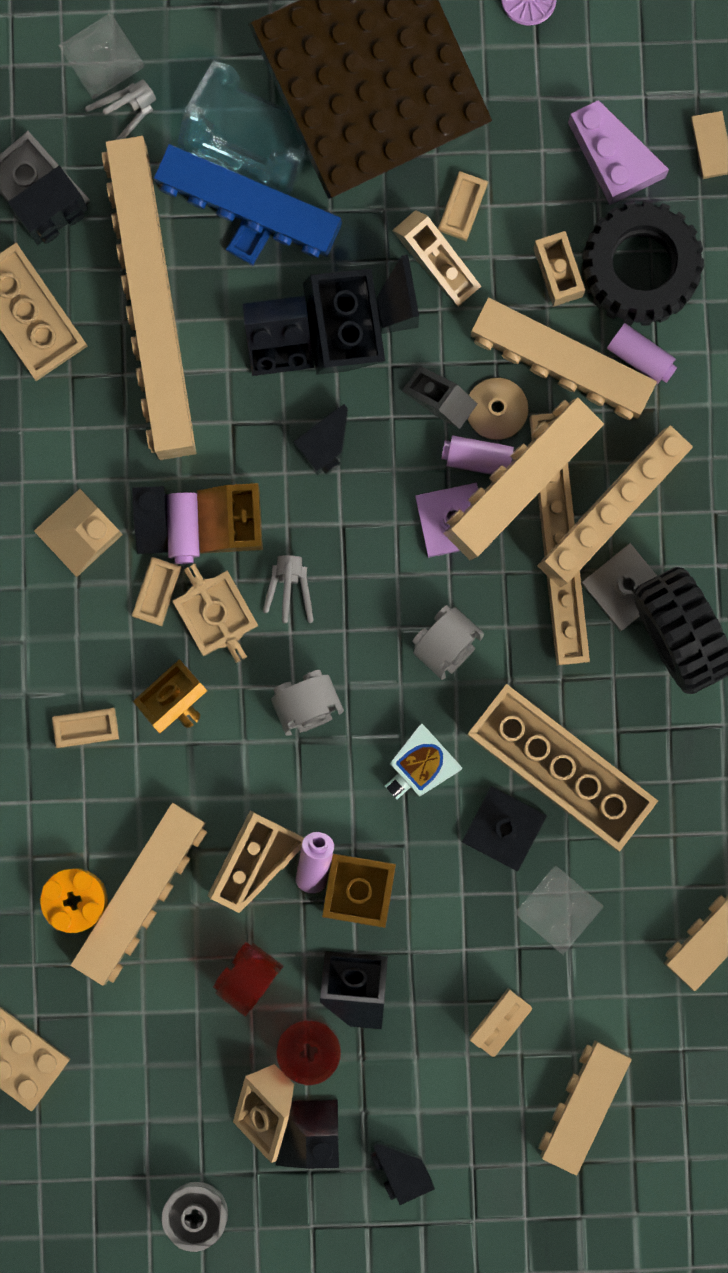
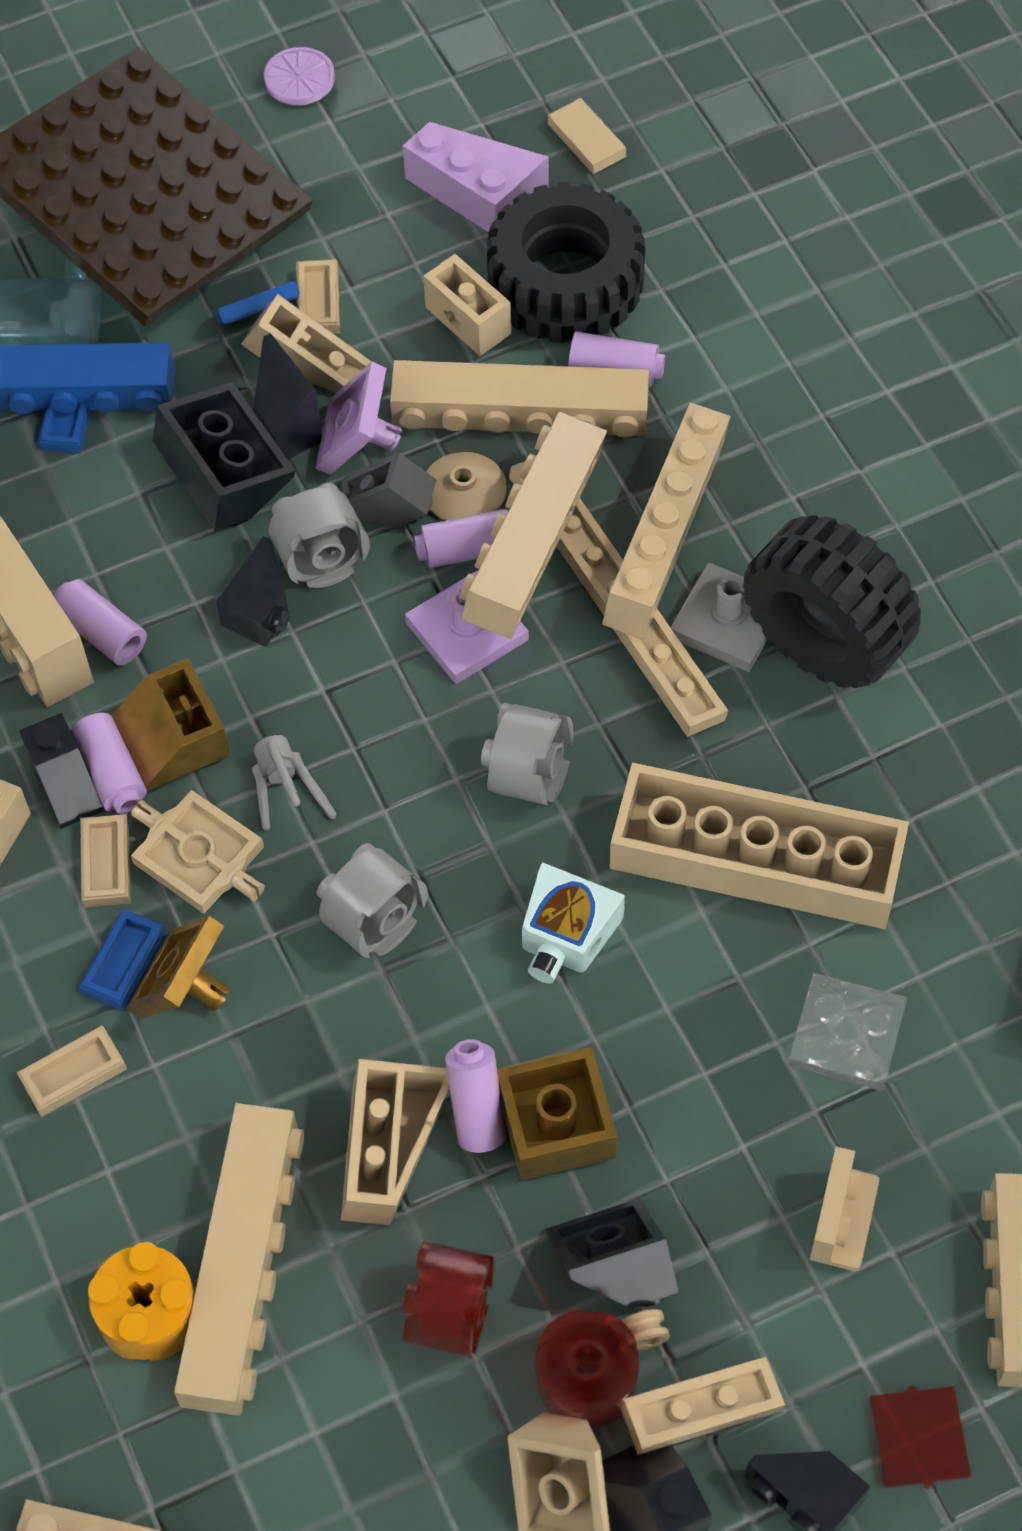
camera: 25 degrees left, 25 degrees down
(142, 666) = (122, 959): none -> blue tile
(214, 414) = (101, 622): none -> lavender brick
(278, 335) = (146, 505): black slope -> none
(353, 1039) = (647, 1328): none -> tan bush
(365, 1099) = (702, 1405): none -> tan plate
(380, 417) = (318, 536): none -> light grey brick
(416, 199) = (254, 305): none -> blue tile
(442, 333) = (354, 422): none -> lavender tile
(481, 1165) = (919, 1437): none -> clear red piece
(504, 828) = (719, 963): black tile -> none

